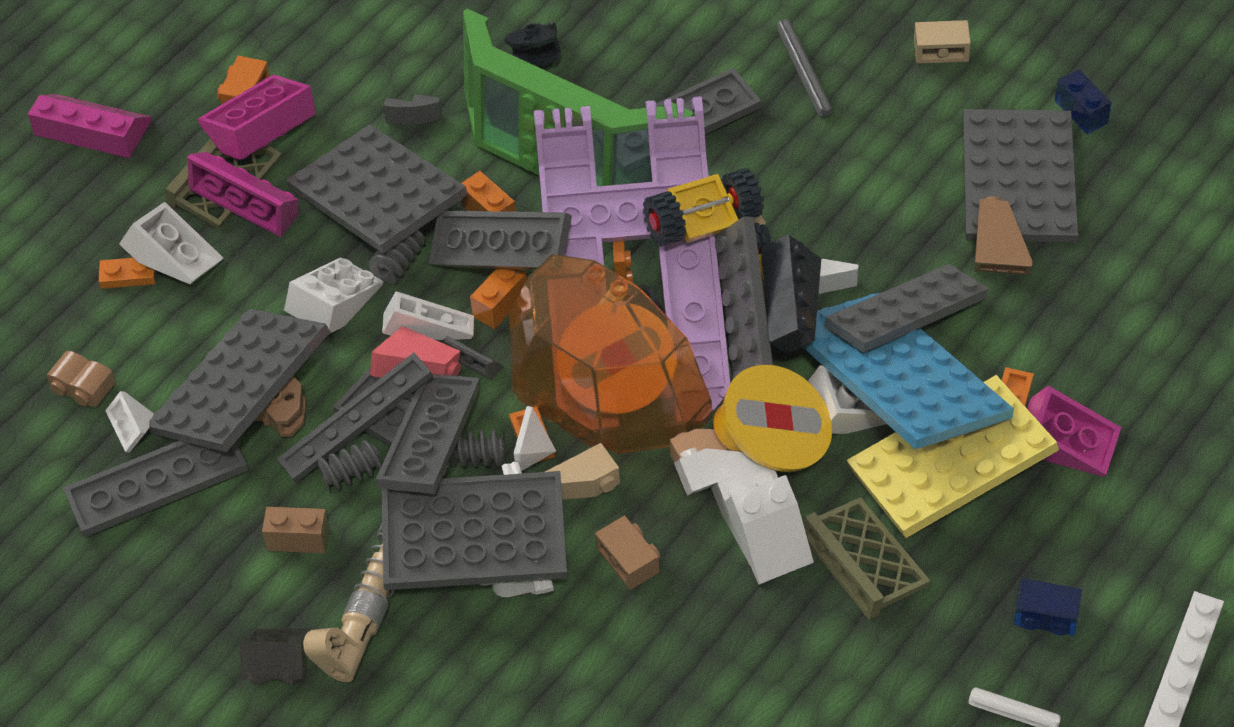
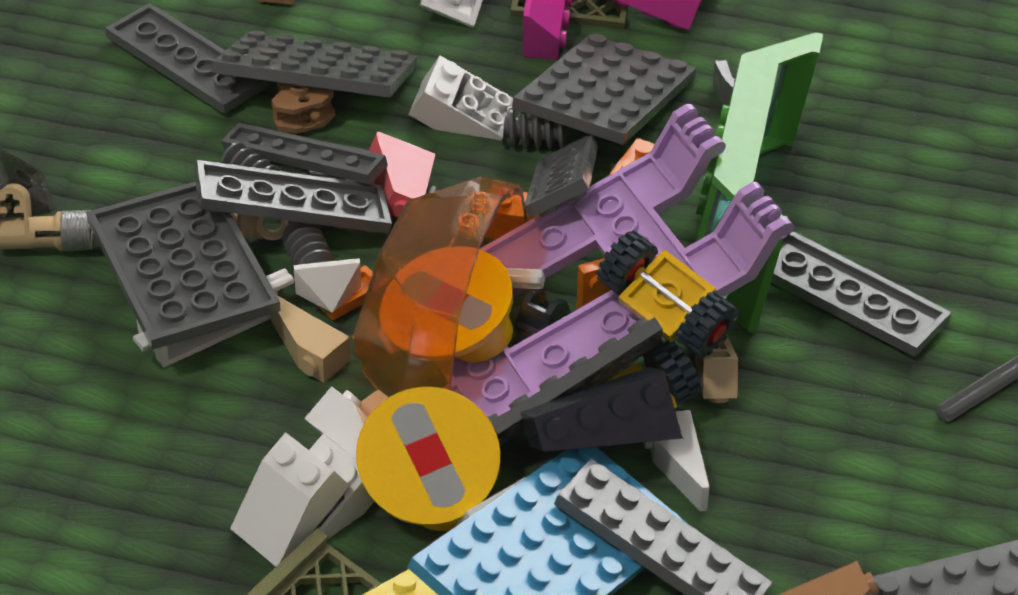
camera: 65 degrees right, 10 degrees down
(128, 419) = (254, 21): white slope -> none
(295, 530) = (158, 157): medium nougat brick -> none
(426, 318) = (453, 157): white slope -> none
(535, 43) = (879, 148): black hinge -> none
(627, 552) = (223, 404): medium nougat brick -> none

